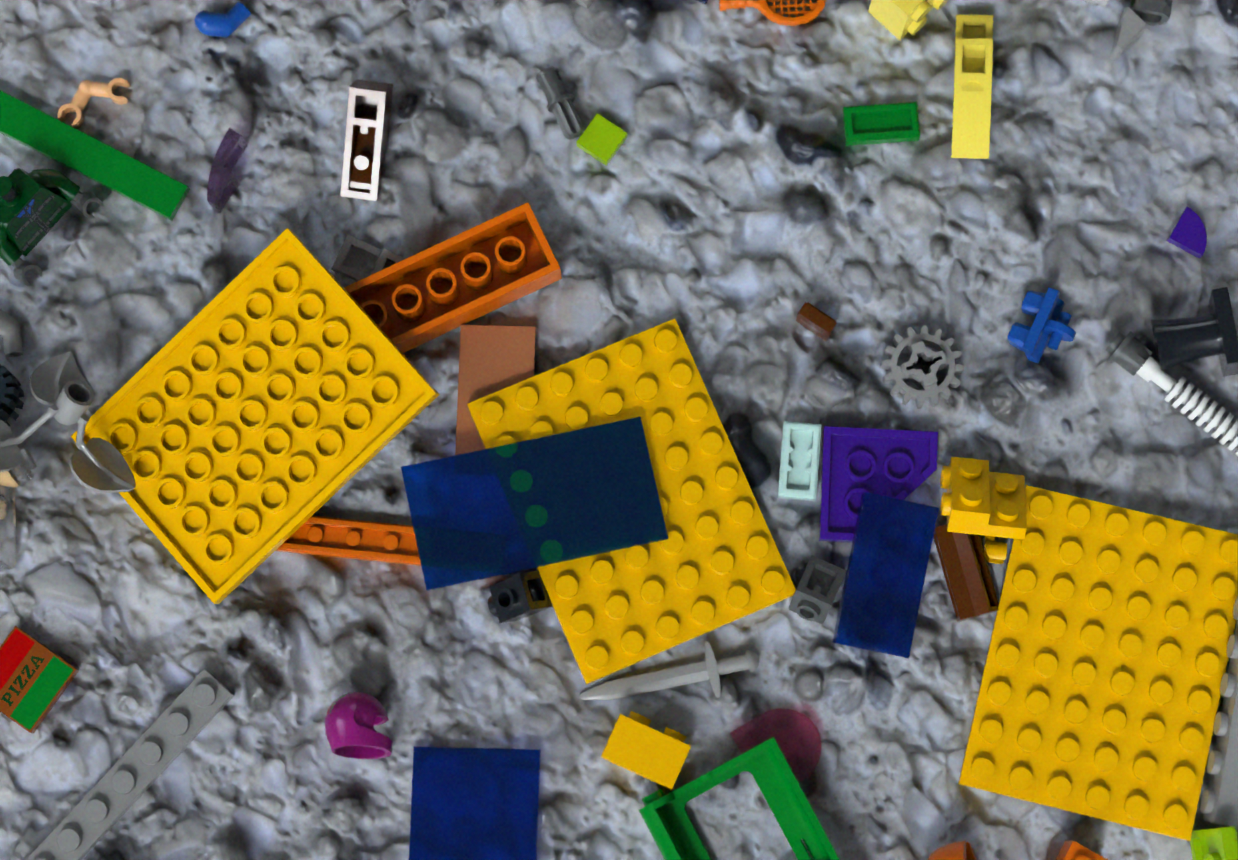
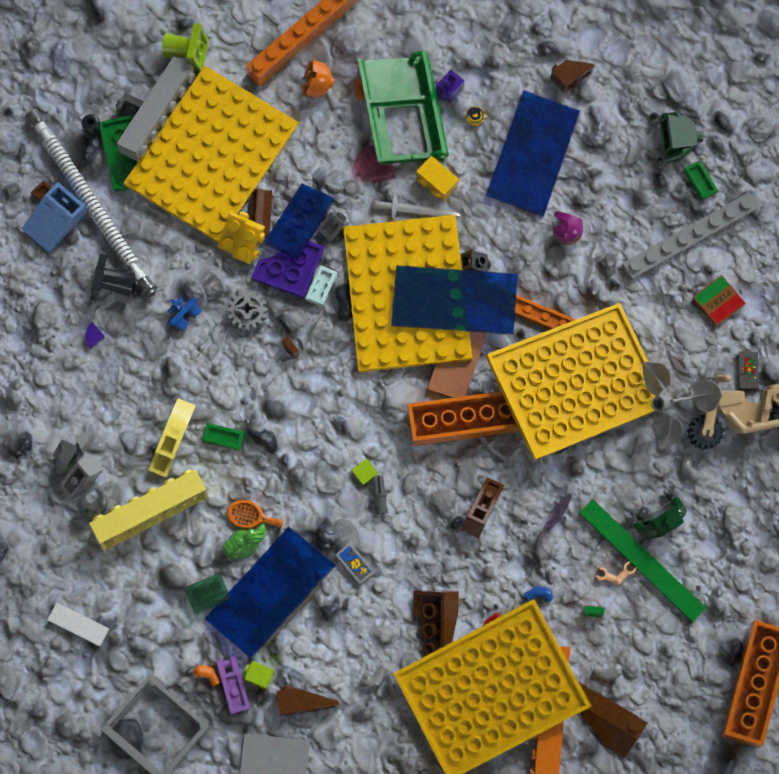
camera: 170 degrees left, 5 degrees down
(114, 16) = (593, 611): none -> green tile

